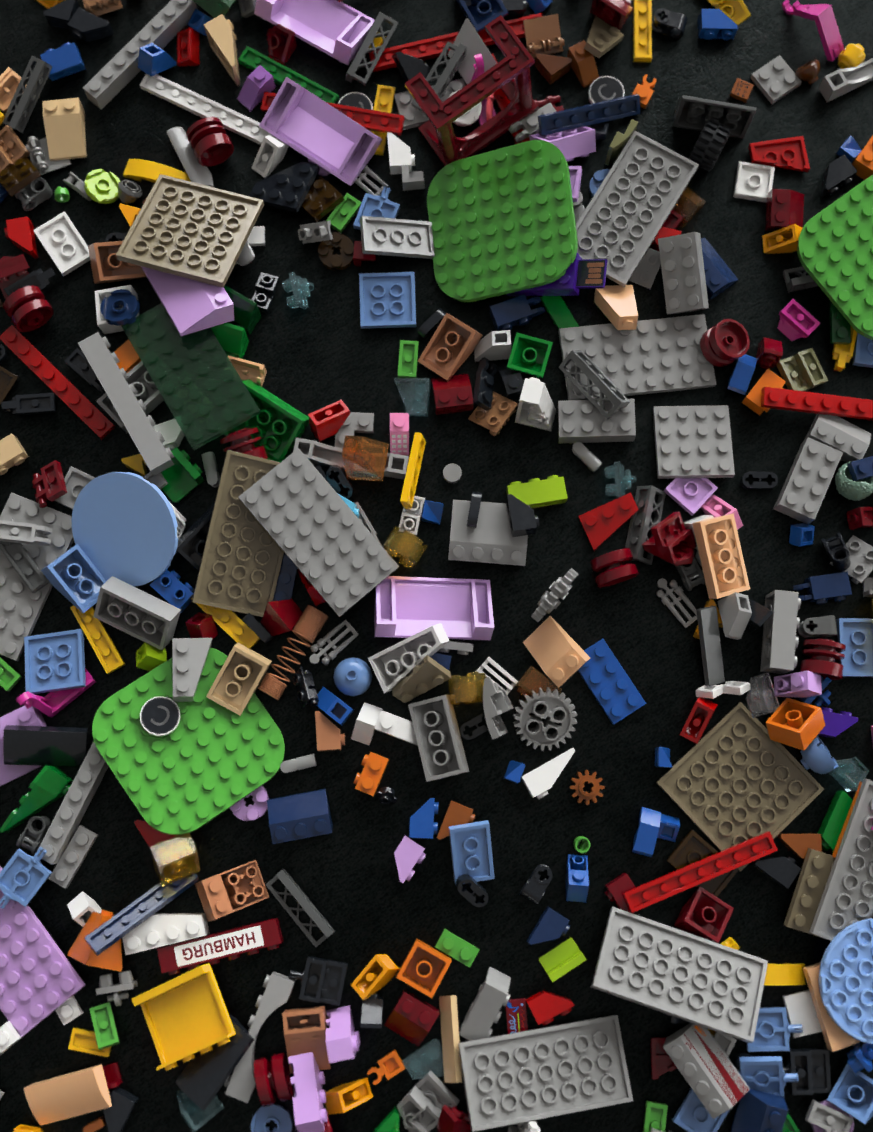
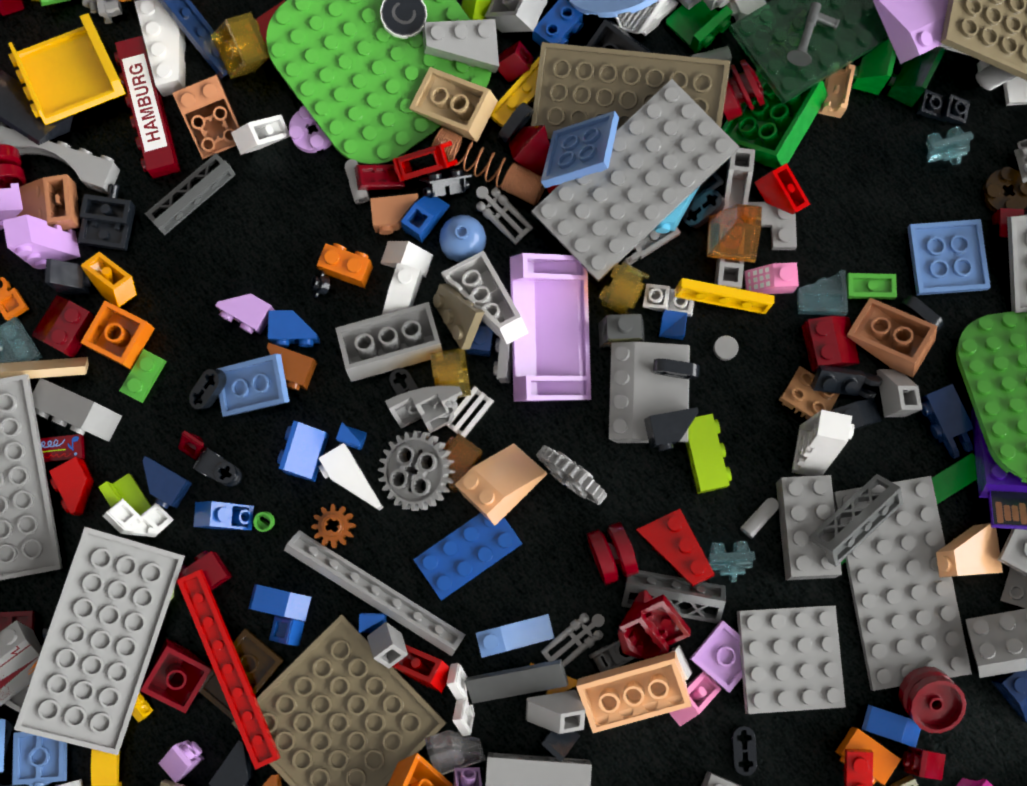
camera: 90 degrees right, 0 degrees up
(225, 394) = (800, 56): none -> dark grey piece
(252, 844) = (260, 134): none -> white slope
(281, 691) = (403, 168): none -> red window
(292, 573) = (580, 149): none -> medium blue plate
(296, 743) = (377, 177): none -> dark red plate
(299, 816) = (293, 184): dark blue slope -> none
(437, 553) = (621, 329): none -> dark grey torso
(517, 905) = (191, 444): none -> dark red slope
(528, 809) = (302, 451): none -> slope
(529, 355) = (889, 437): green slope -> none
(583, 954) = (129, 522): none -> white tile
(639, 756) = (375, 592): none -> light grey plate
(674, 647) = (514, 635): none -> medium blue slope
(682, 745) = (387, 645): none -> light grey brick
(769, 911) = (181, 759): none -> lavender slope

